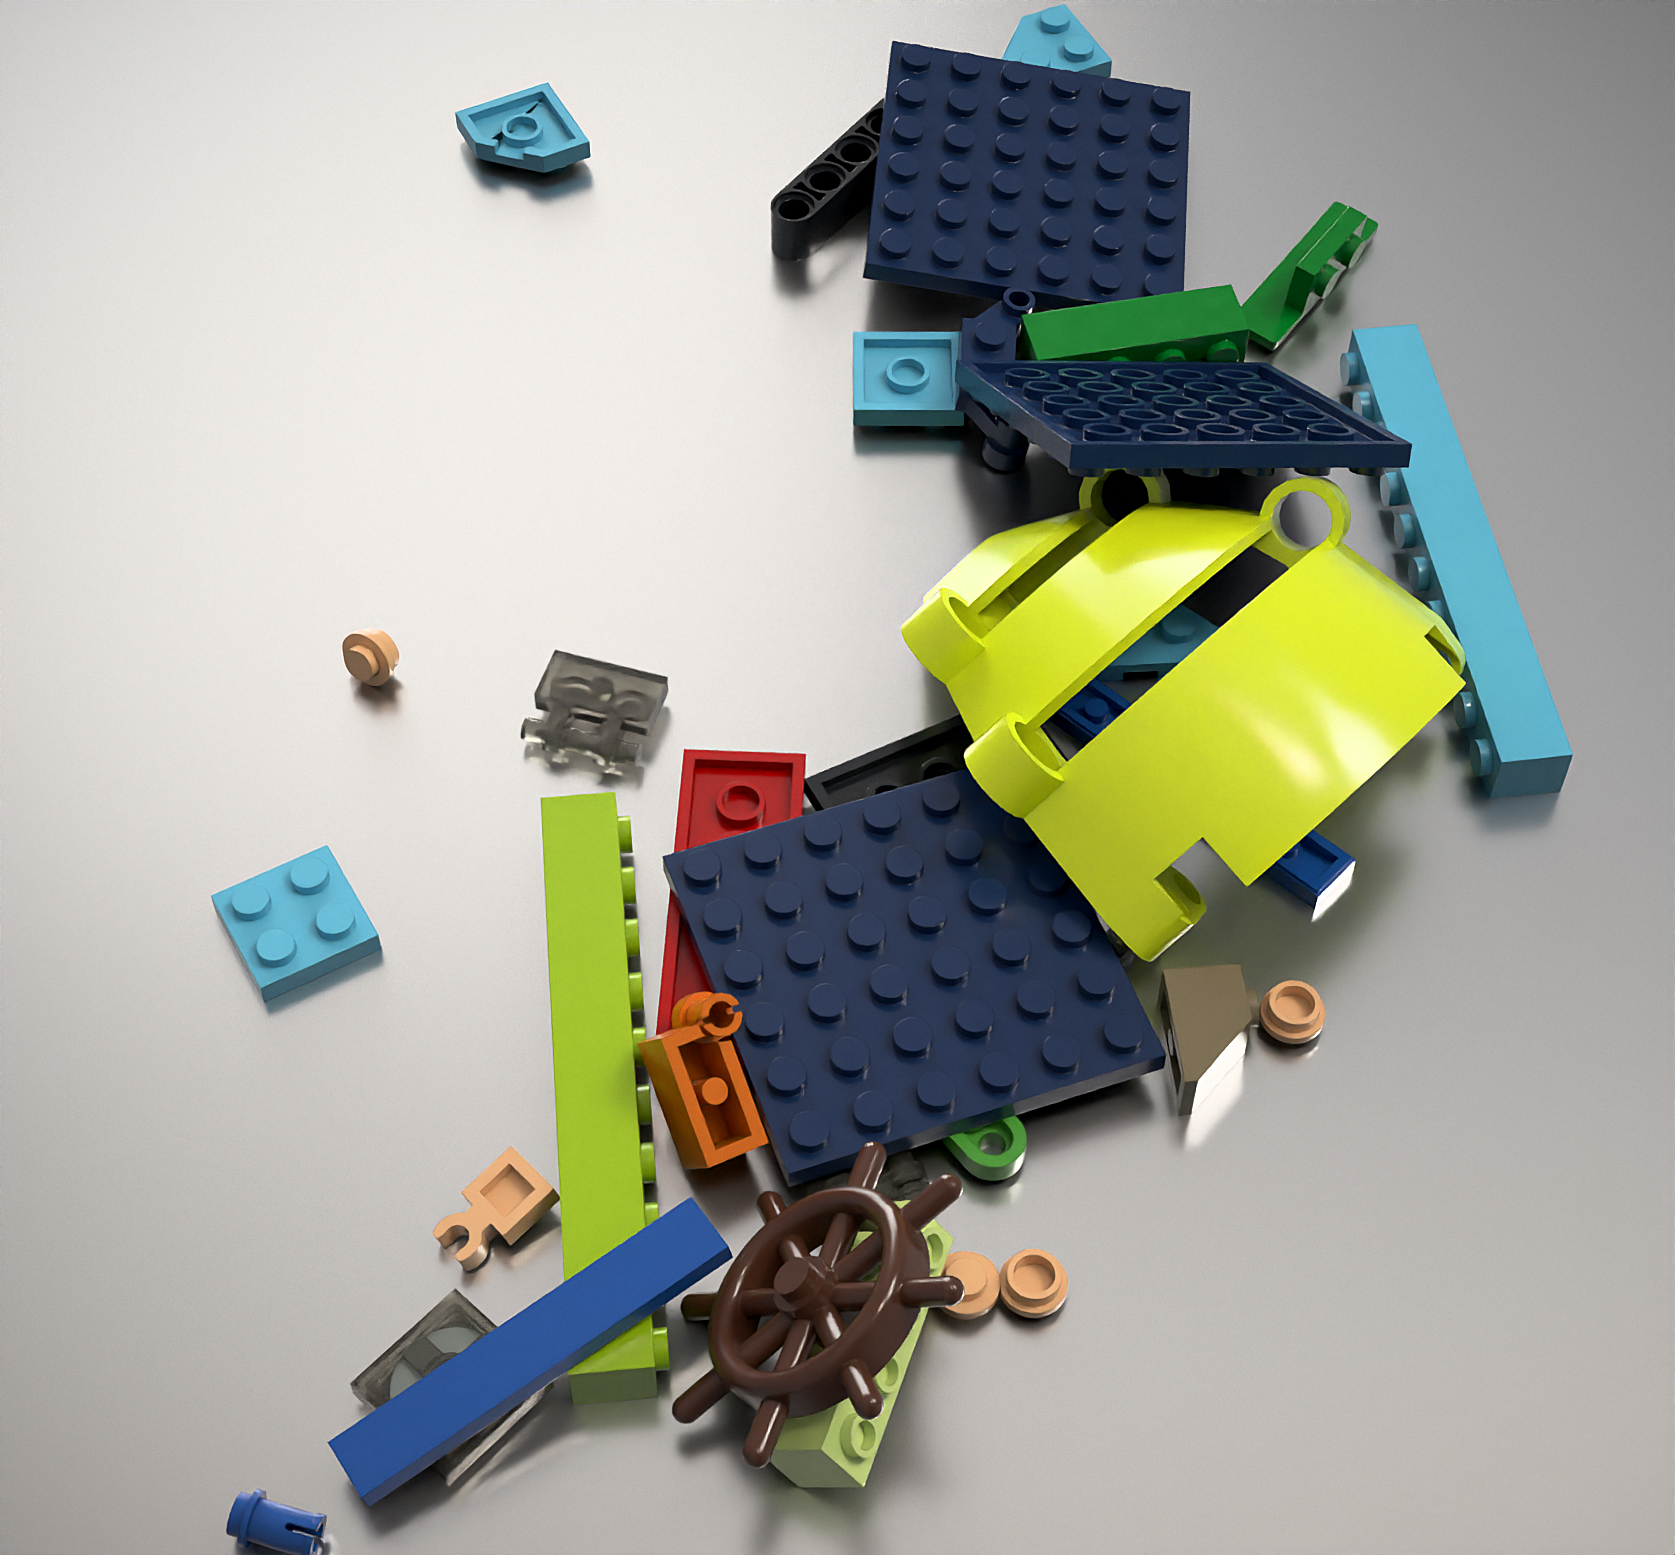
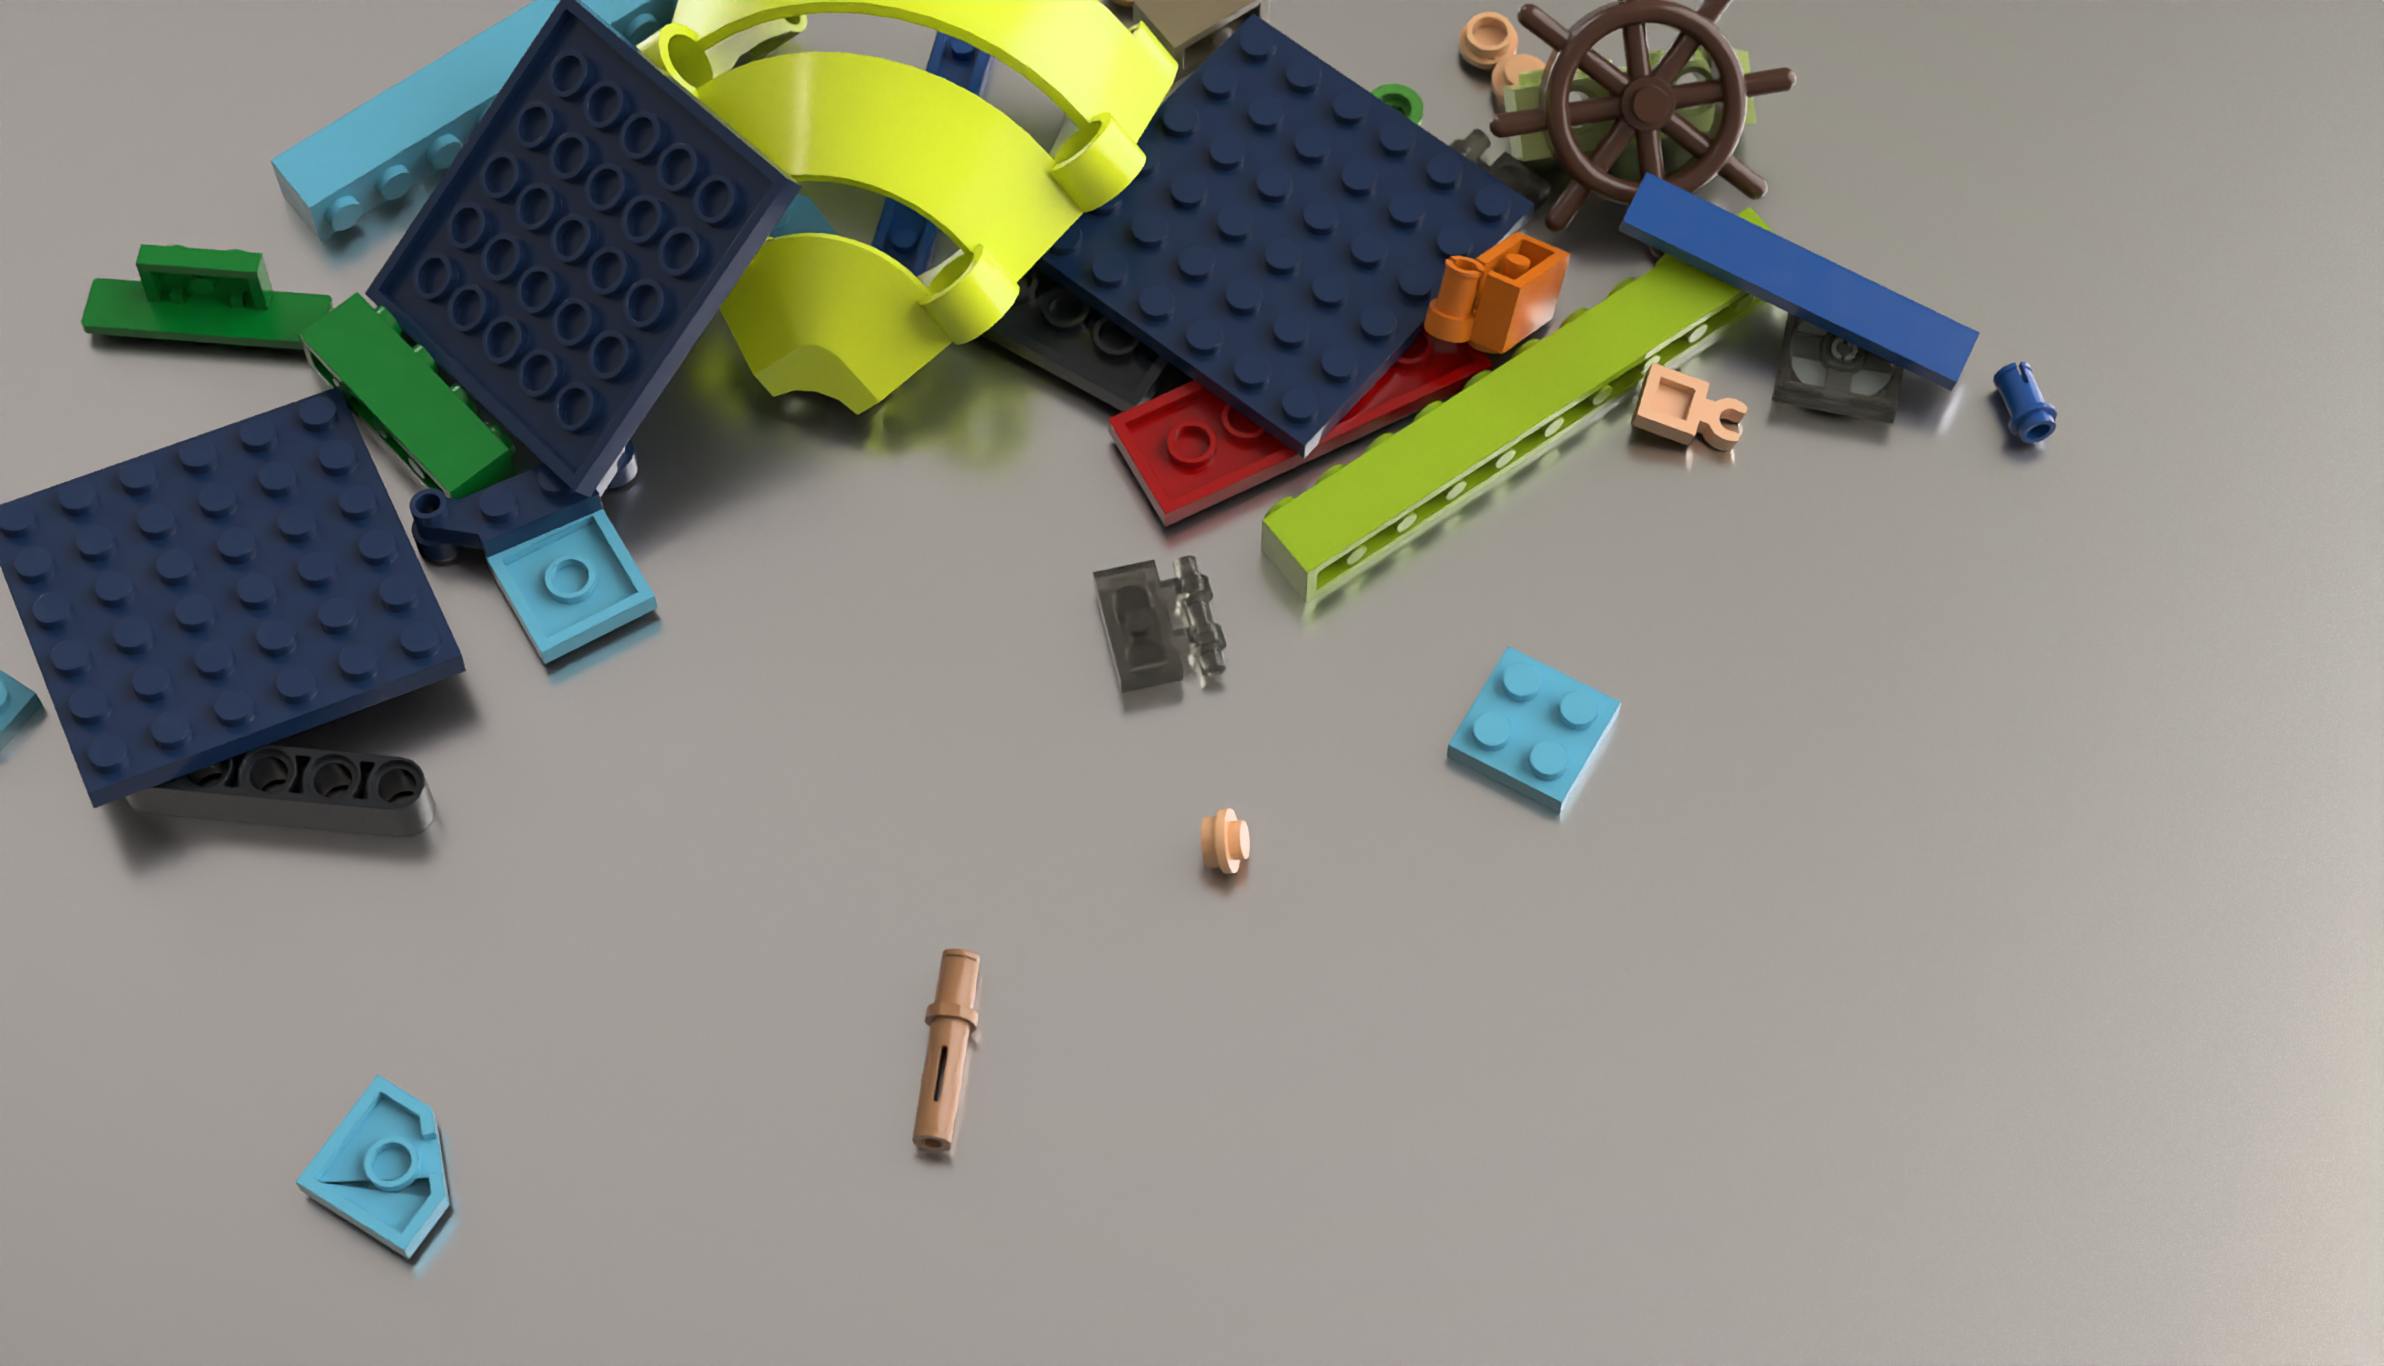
camera: 120 degrees left, 10 degrees up
(371, 439) = (950, 1023): none -> medium nougat pin

